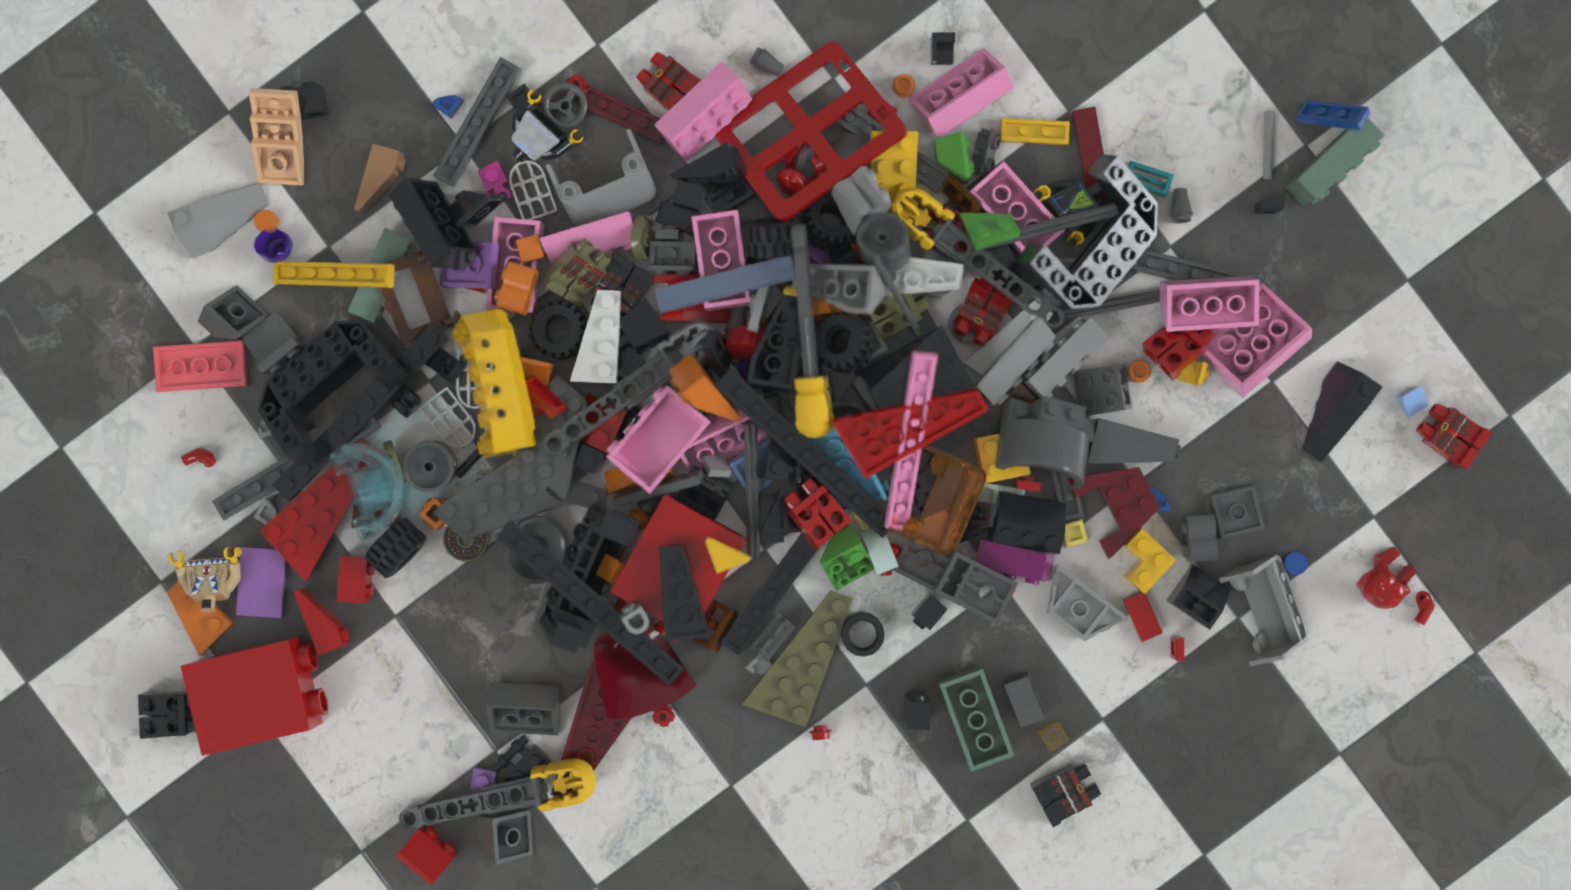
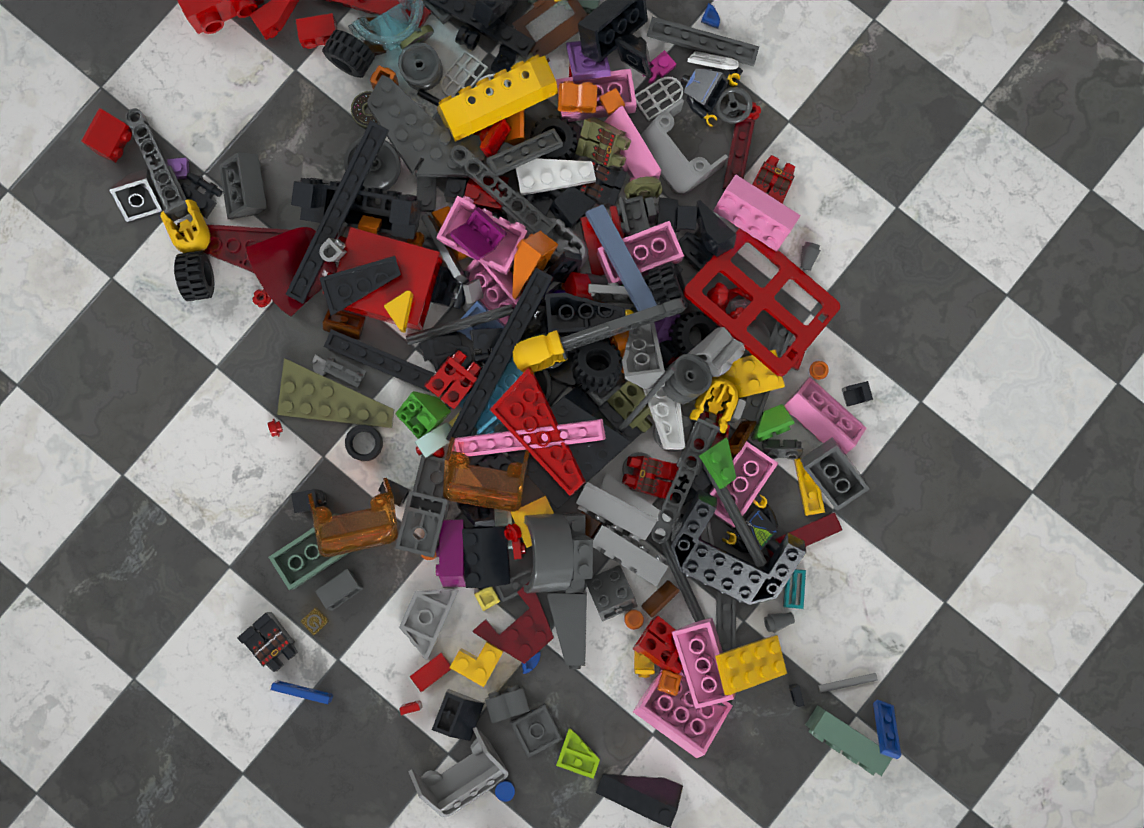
camera: 70 degrees right, 5 degrees down
(510, 119) = (713, 60): none -> white window
(568, 366) = (524, 152): none -> dark grey tile
(622, 787) = (194, 276): none -> black tyre
(656, 444) = (478, 235): none -> magenta bracket
(932, 191) = (738, 411): none -> light grey tile
(963, 662) = (355, 529): none -> clear orange windscreen
(1009, 485) = (512, 532): none -> red plate
(1031, 99) = (834, 474): none -> dark grey brick
(1123, 335) = (660, 598): none -> reddish brown slope
(1130, 767) = (302, 692): none -> blue tile
(1221, 348) = (669, 682): none -> orange tile
(1224, 250) = (750, 665): none -> yellow plate
(1276, 472) = (577, 756): none -> lime wing

